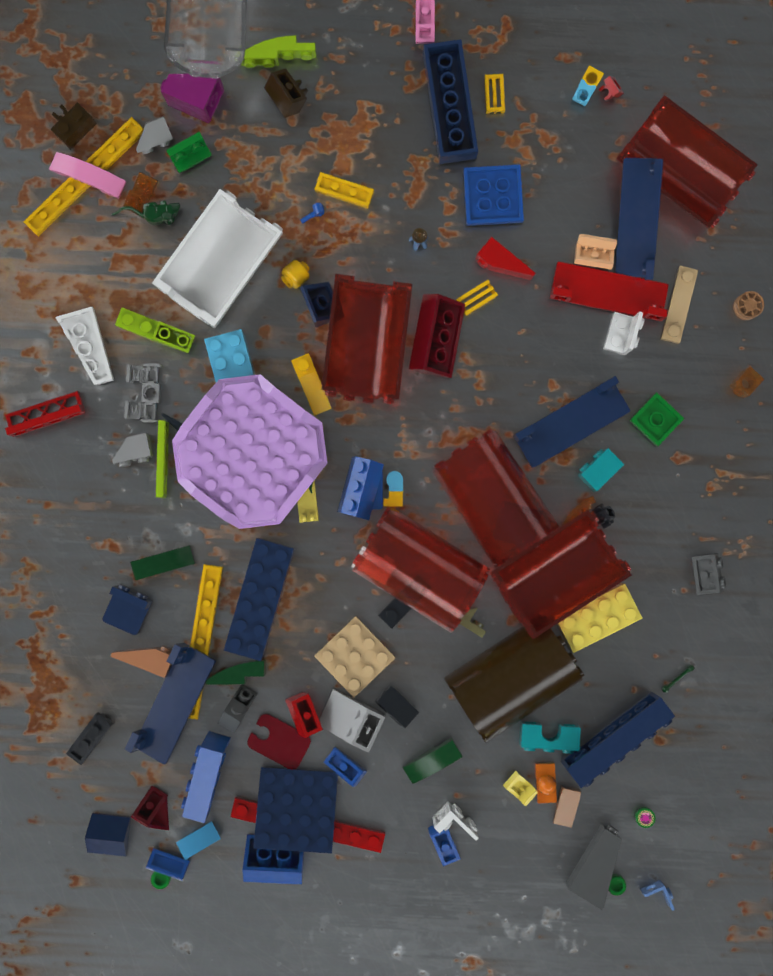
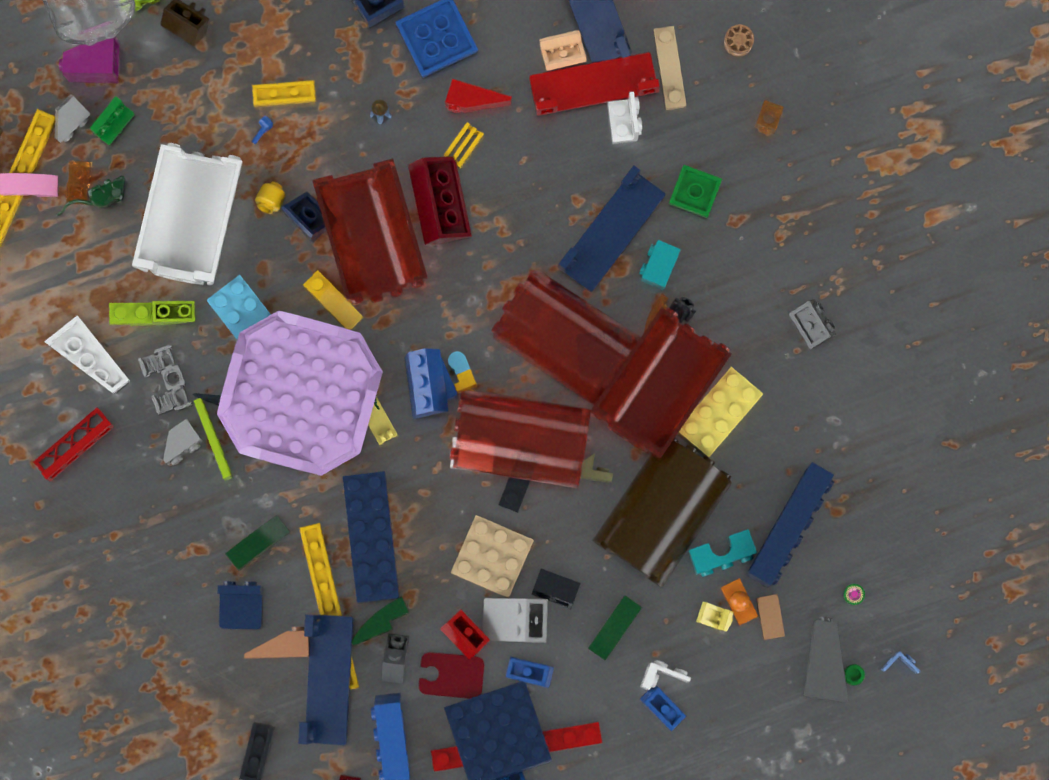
camera: 20 degrees left, 5 degrees down
(665, 689) = (820, 456): dark green hinge -> none

